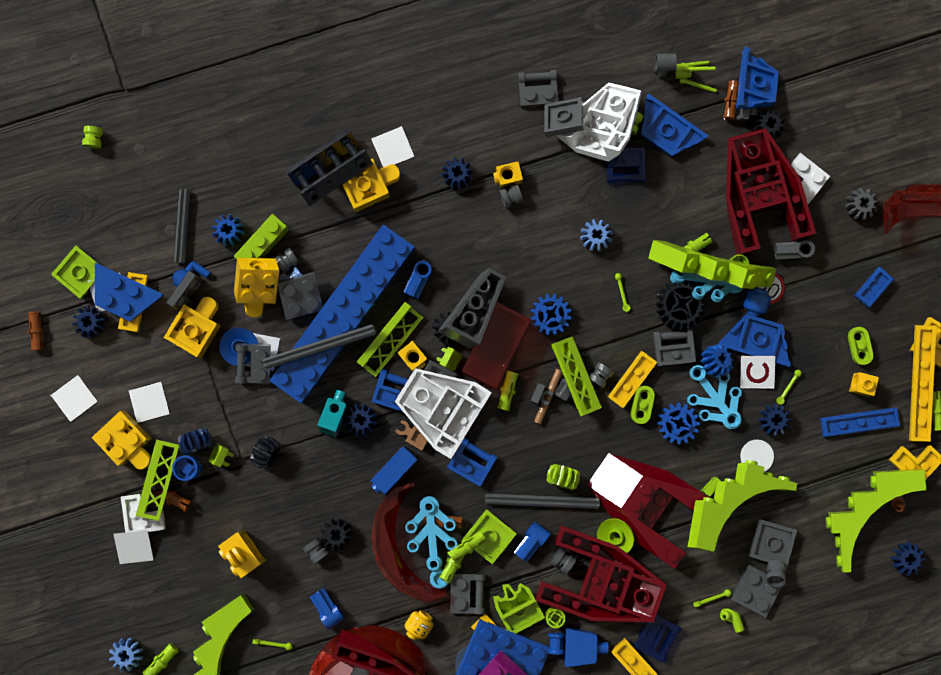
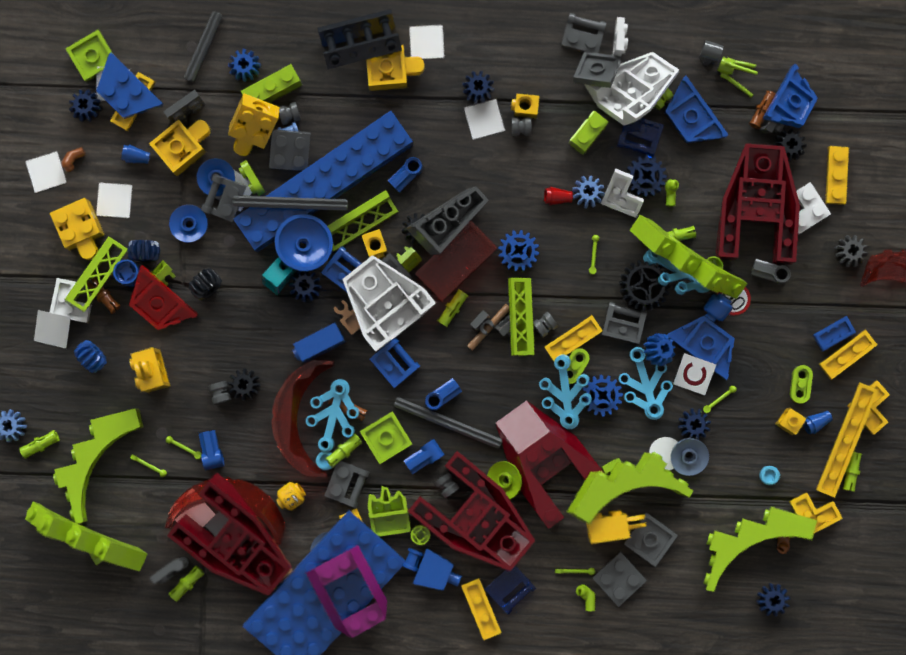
camera: 25 degrees right, 0 degrees up
(35, 331) = (32, 96): dark orange pin -> none
(91, 380) = (67, 162): none -> dark orange arm
(153, 352) = (134, 155): none -> blue cone
(179, 560) = (90, 356): none -> blue gear
(180, 274) = (183, 91): blue plate -> none
(218, 398) = (180, 218): none -> blue dish
(226, 485) = (158, 302): none -> red wing
(266, 330) = (246, 171): none -> lime plate
(283, 612) = (197, 455): none -> lime hinge
(349, 367) = (306, 230): none -> blue dish
(467, 546) = (361, 438): lime pin -> none
(473, 201) = (484, 119): none -> white sticker
(529, 475) = (444, 394): none -> blue piece
(563, 476) = (475, 406): lime gear -> none
(568, 249) = (557, 196): none -> red cone
(575, 83) = (620, 41): none -> white plate
(576, 179) = (588, 132): none -> lime brick
(625, 230) = (618, 197): none -> white plate
(644, 435) = (566, 394): none -> medium azure plant
(651, 204) = (651, 181): none -> dark blue gear
(672, 204) = (671, 187): none -> lime arm
(735, 544) = (612, 526): none -> yellow brick
(776, 573) = (642, 569): dark grey wheel -> none
(786, 457) = (693, 464): none -> sand blue dish
(822, 137) = (837, 175): none -> yellow plate
(860, 422) = (775, 456): blue tile -> none
(861, 442) = (769, 475): none -> medium azure tile
(888, 376) = (816, 422): none -> blue cone
(893, 302) = (848, 354): none -> yellow plate

